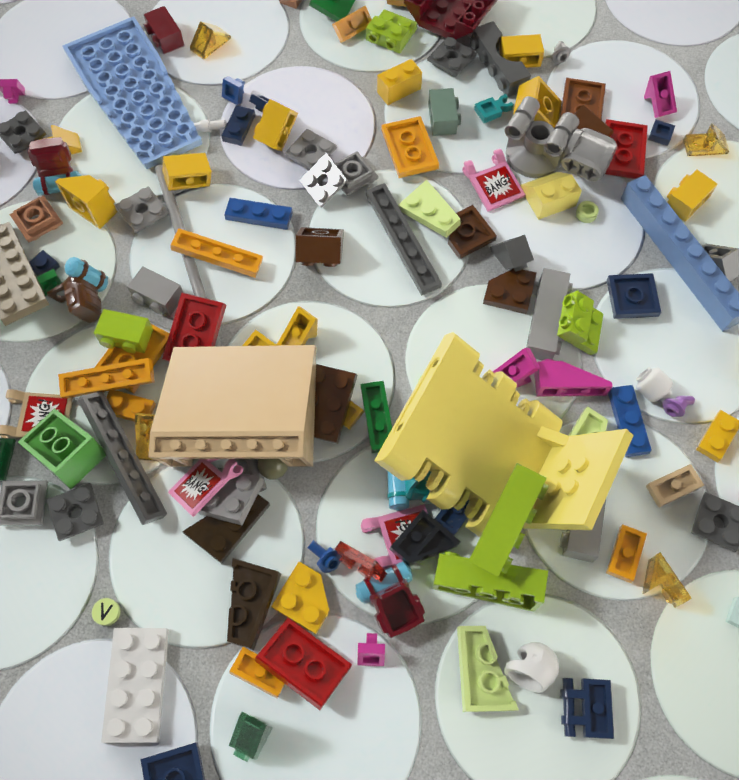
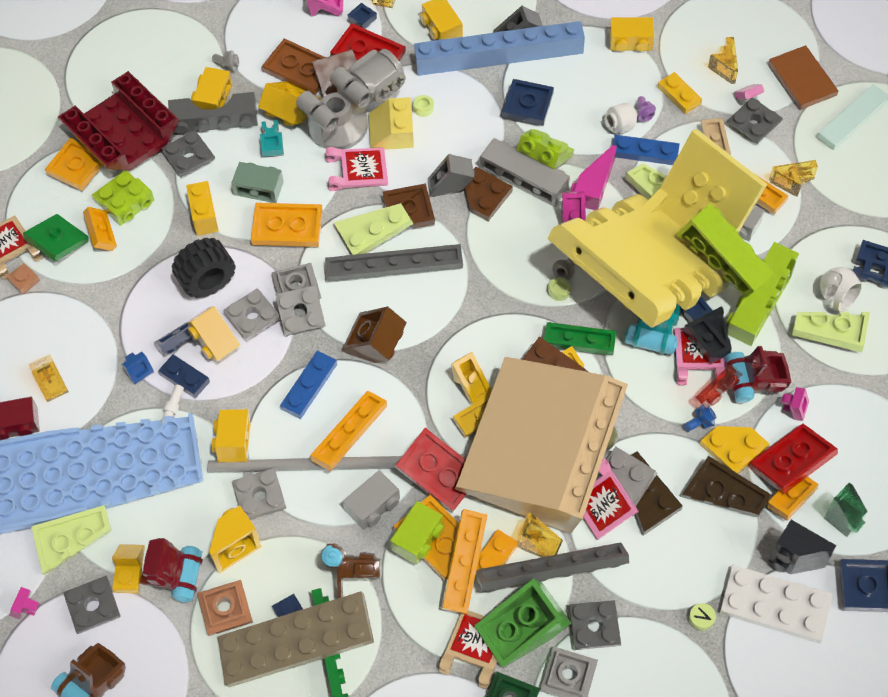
camera: 70 degrees left, 5 degrees down
(74, 98) = (67, 536): none -> yellowish green wing
(187, 691) = (800, 550): none -> black slope
(334, 95) = (203, 267): none -> black tyre

